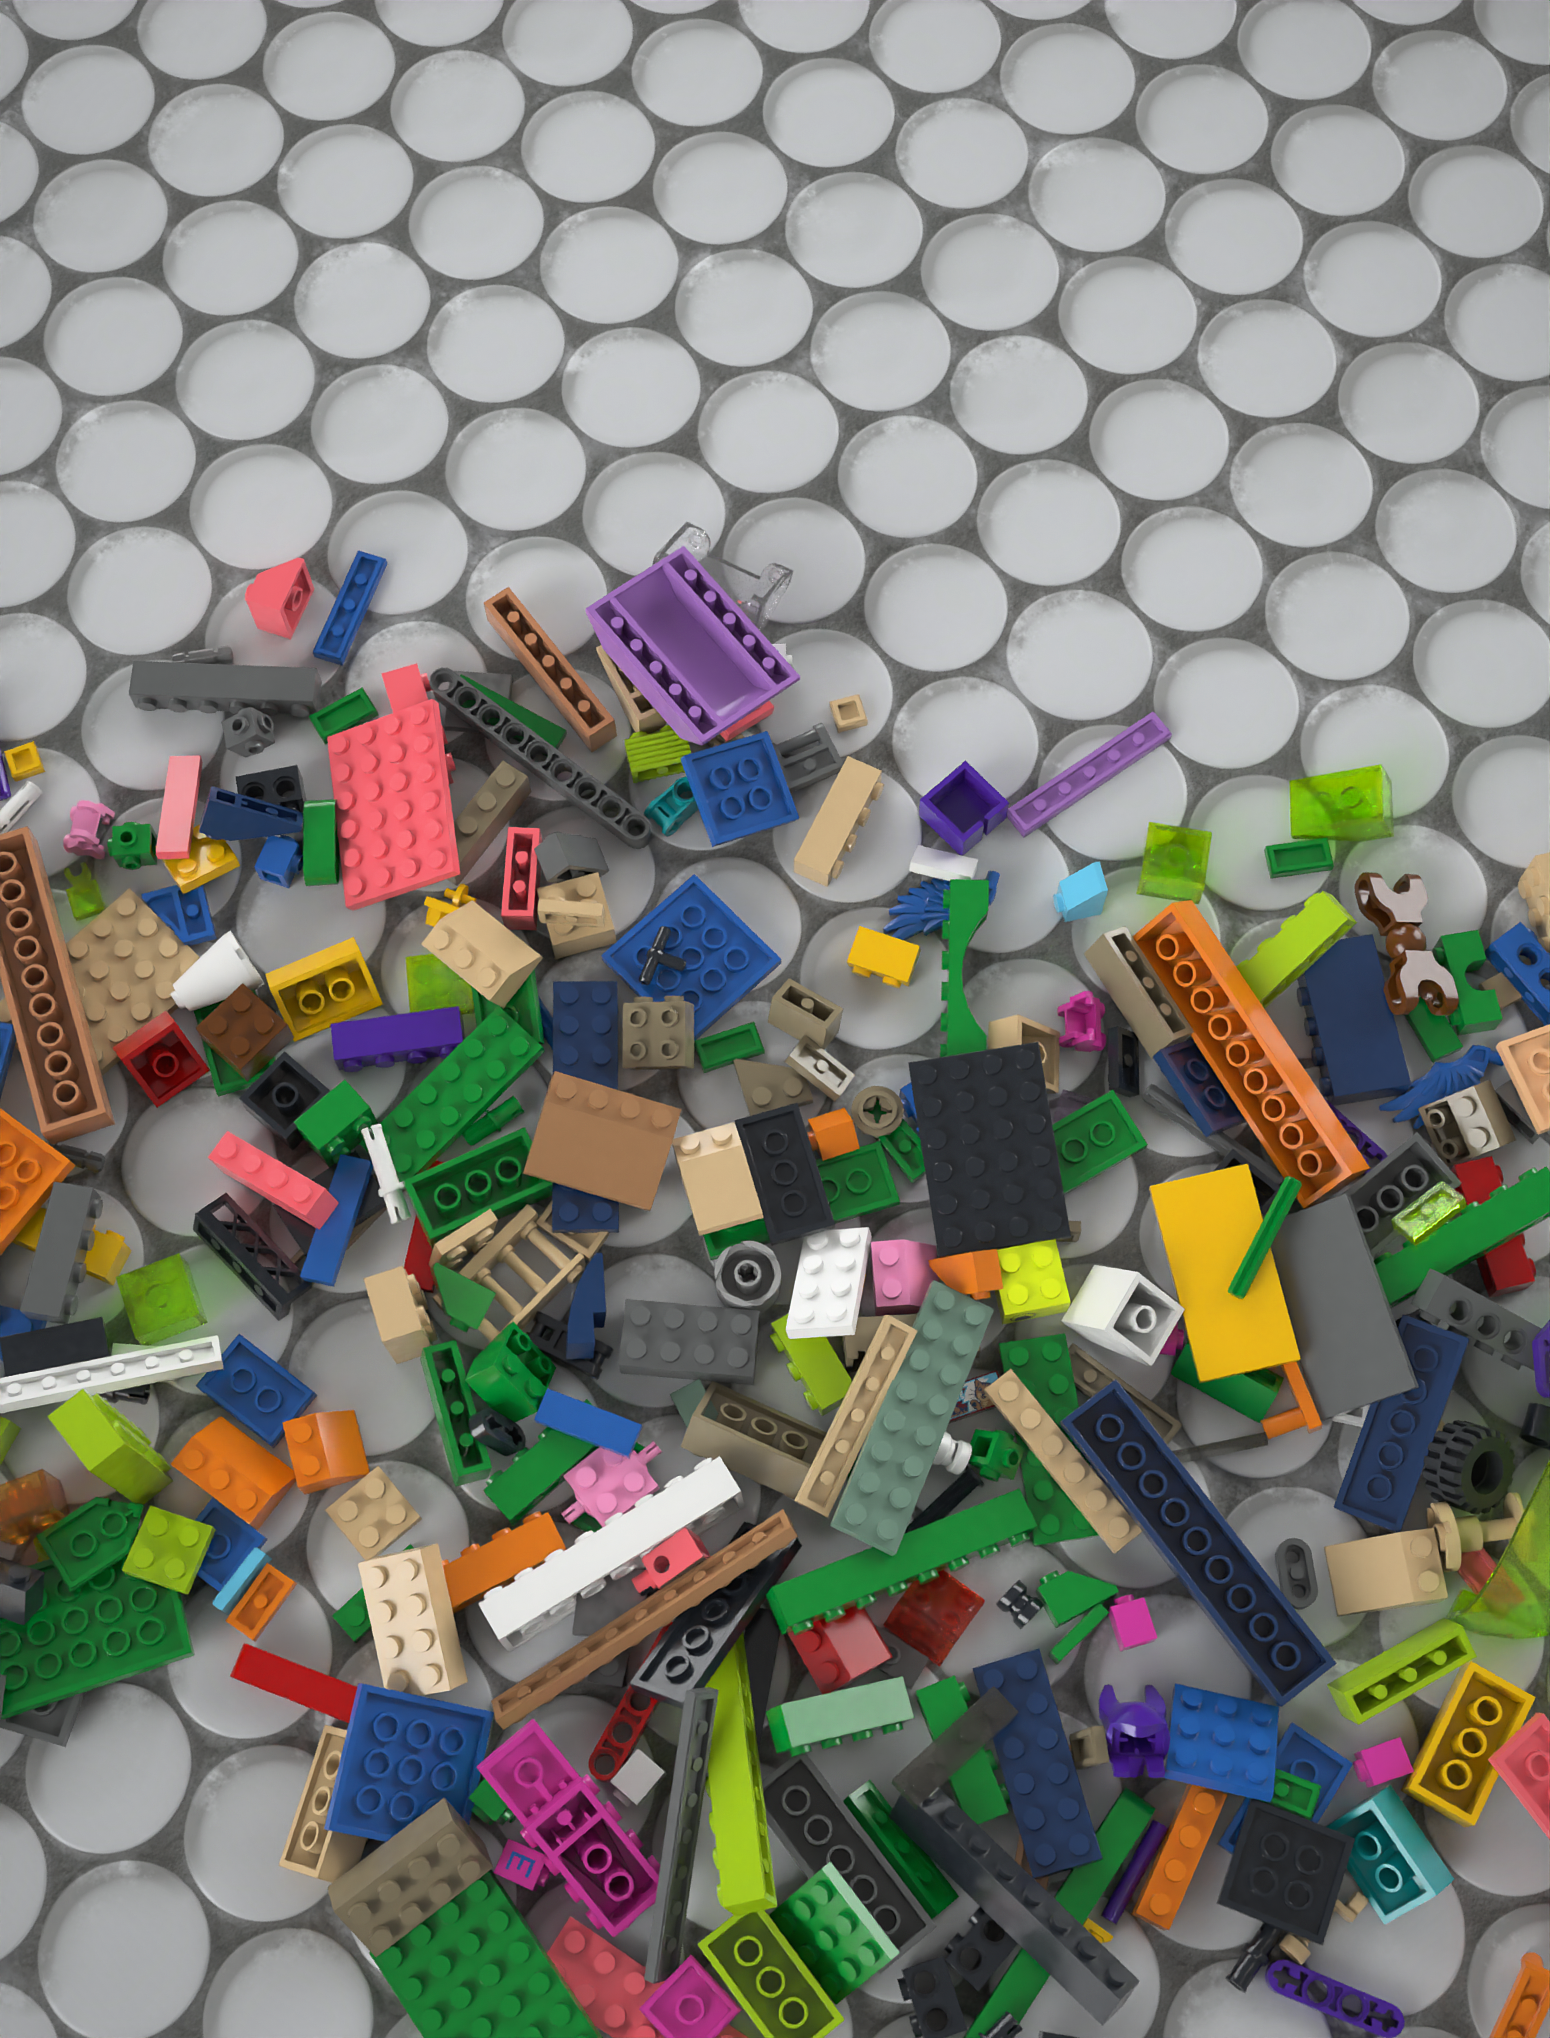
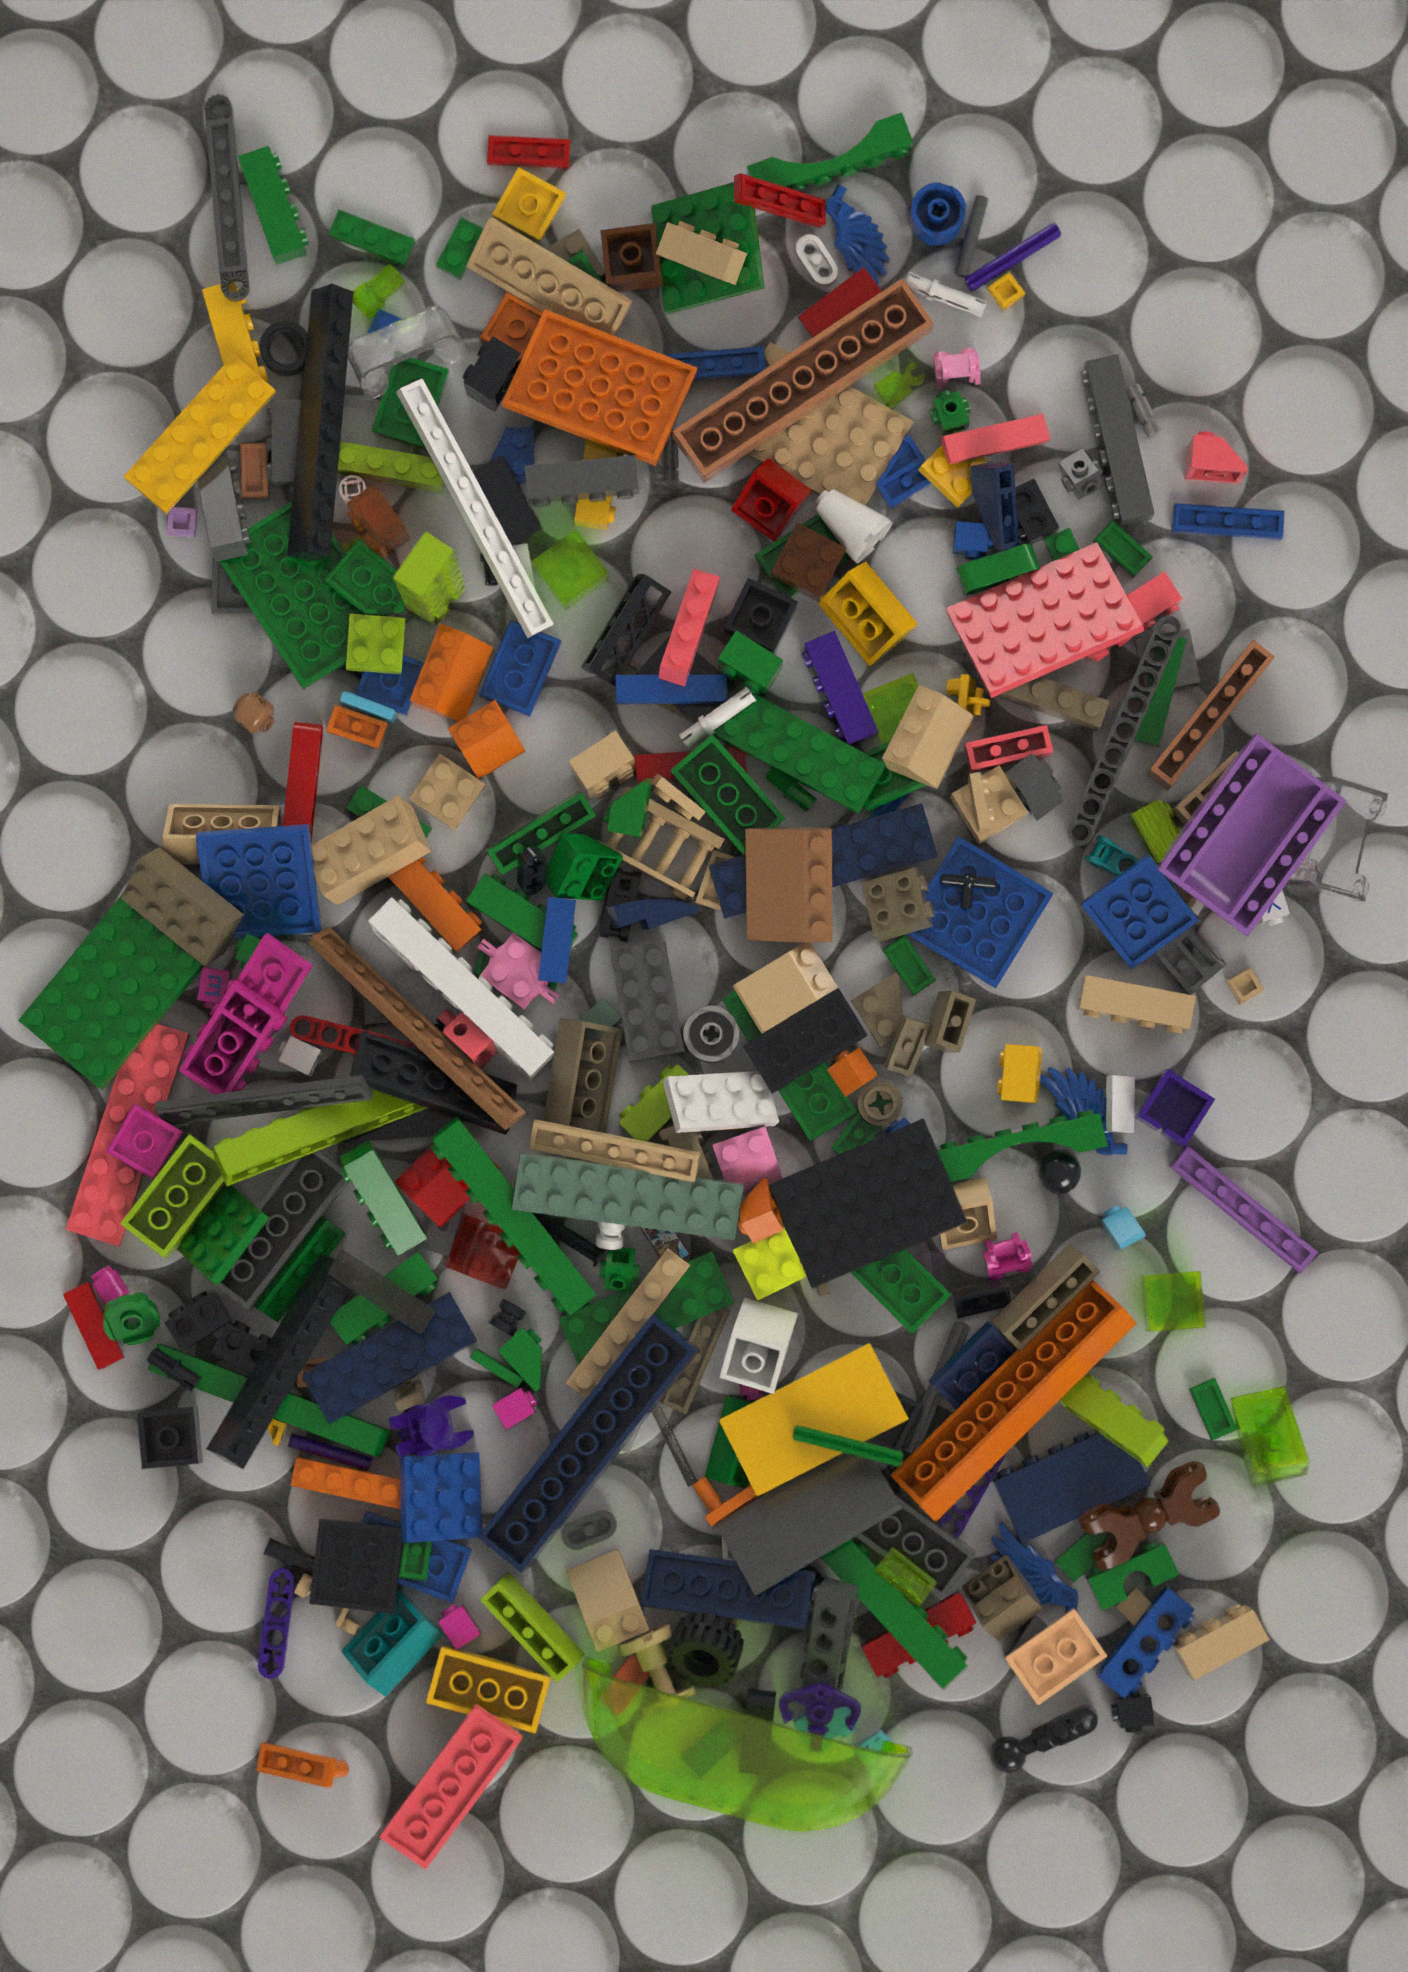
camera: 75 degrees right, 15 degrees up
(202, 1724) = (254, 713): none -> medium nougat head
(317, 774) = (1061, 544): none -> green plate
(1001, 946) = (1060, 1171): none -> black hair

